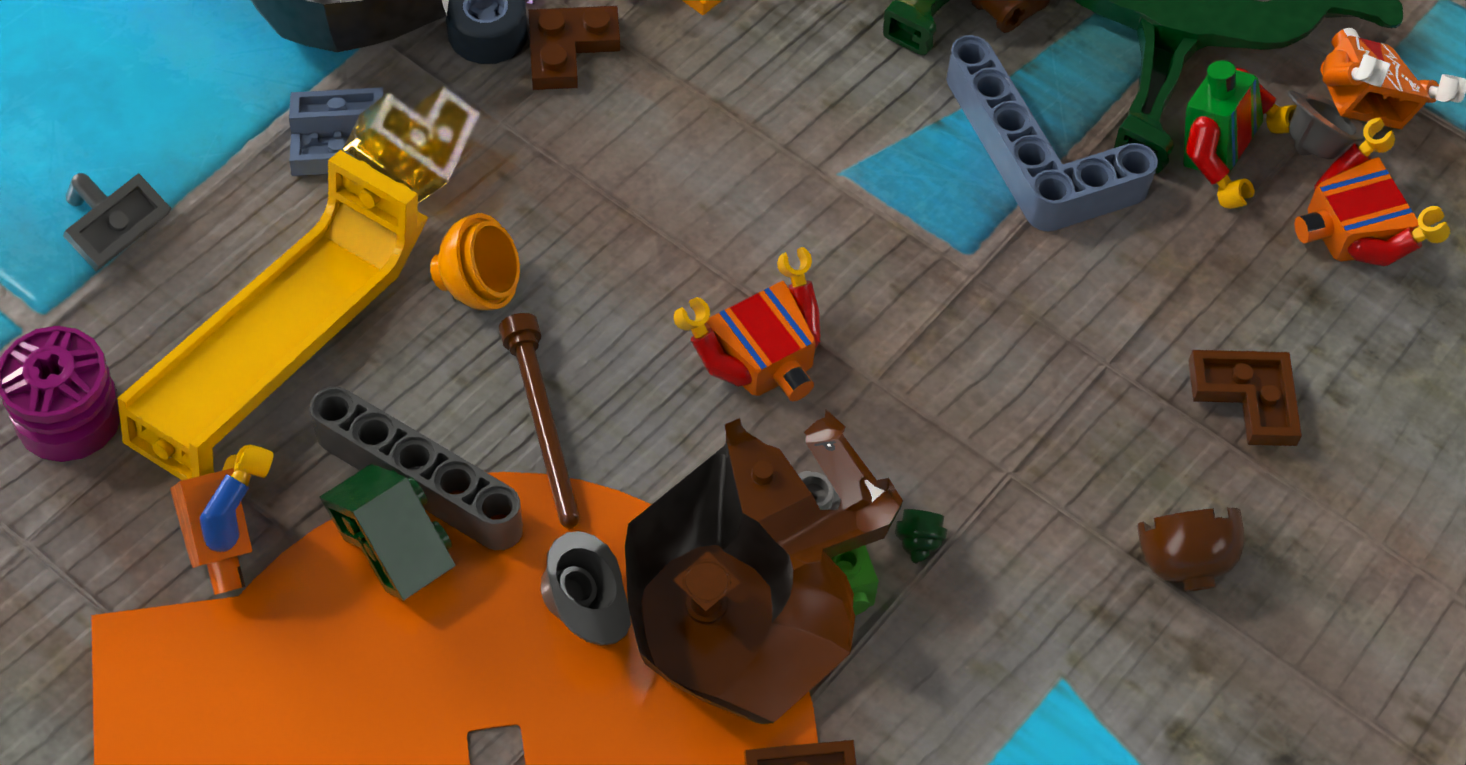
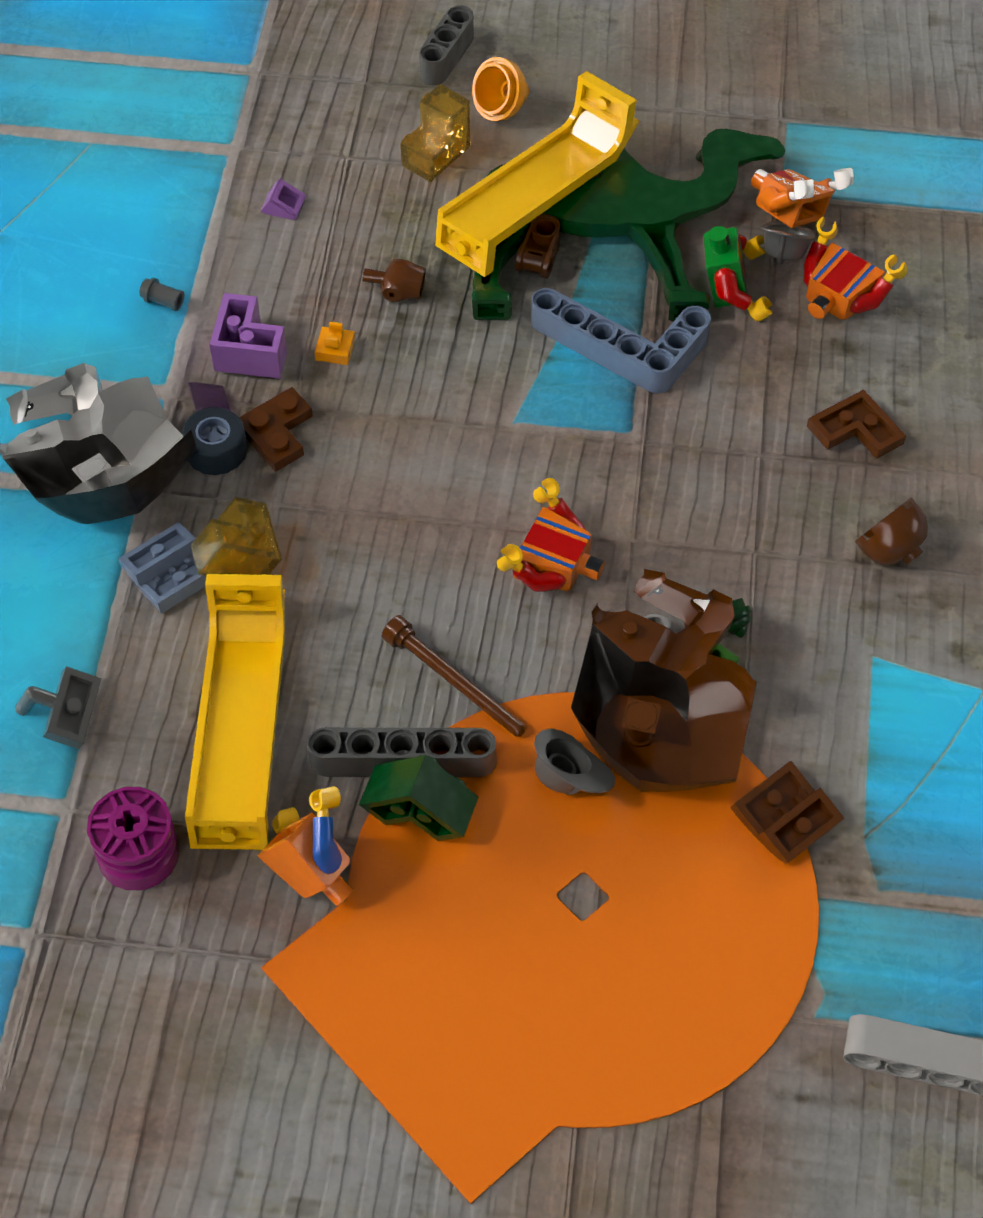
camera: 30 degrees left, 0 degrees up
(477, 263) = (339, 602): light orange piece -> none

